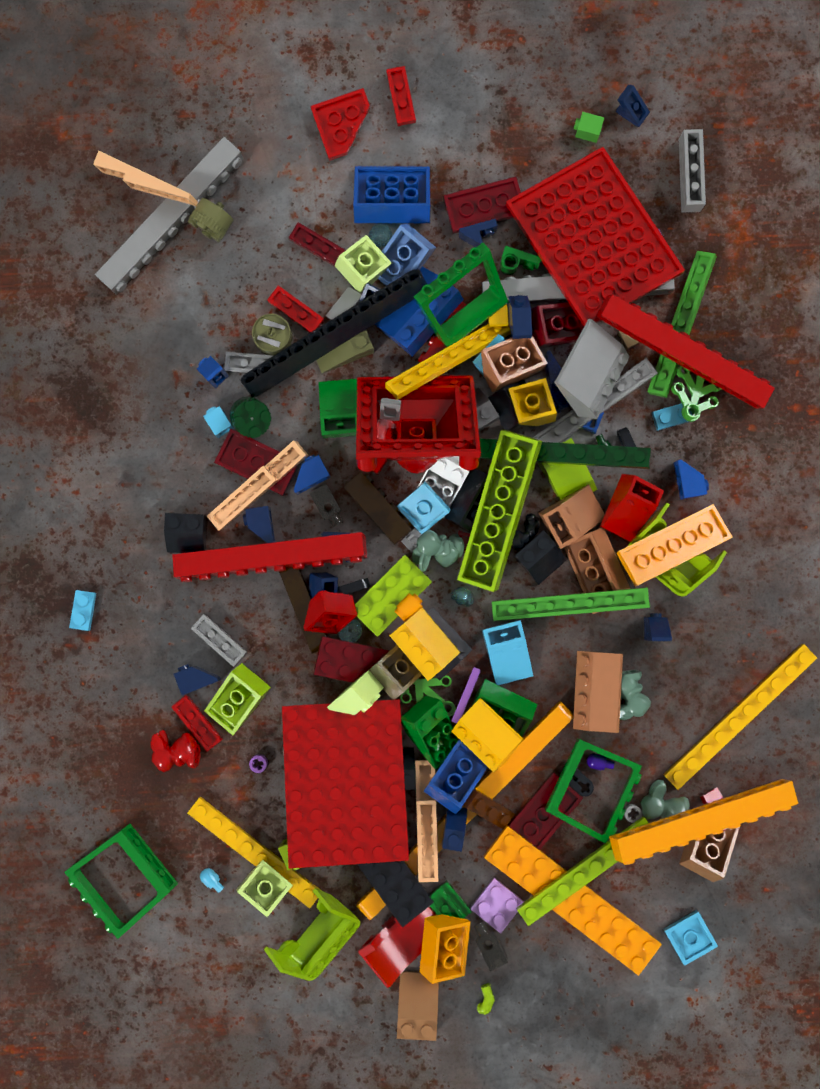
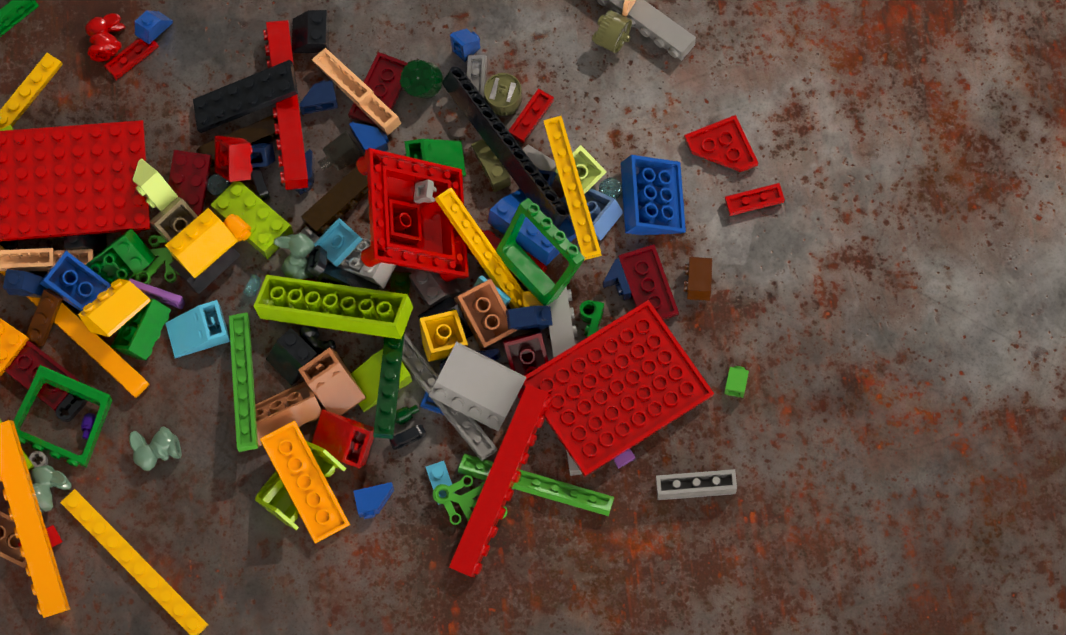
camera: 90 degrees right, 15 degrees down
(166, 700) = (151, 25): none -> blue slope
(193, 678) = (172, 49): dark blue slope -> none
(218, 421) = (418, 51): medium azure brick -> none
(218, 640) = (208, 68): light grey plate -> none
(237, 698) = (154, 88): lime slope -> none
(258, 598) = (245, 96): none -> black plate
(260, 758) = (98, 113): medium lavender bush -> none
(316, 244) = (599, 130): dark red tile -> none
(386, 264) = (572, 188): none -> yellow plate
(444, 527) = (317, 261): none -> black beam
(482, 153) = (699, 278): none -> reddish brown brick
(598, 691) = (157, 413): nougat slope -> none
(632, 106) = (761, 423): dark blue slope -> none
(656, 628) = (220, 470): dark blue slope -> none

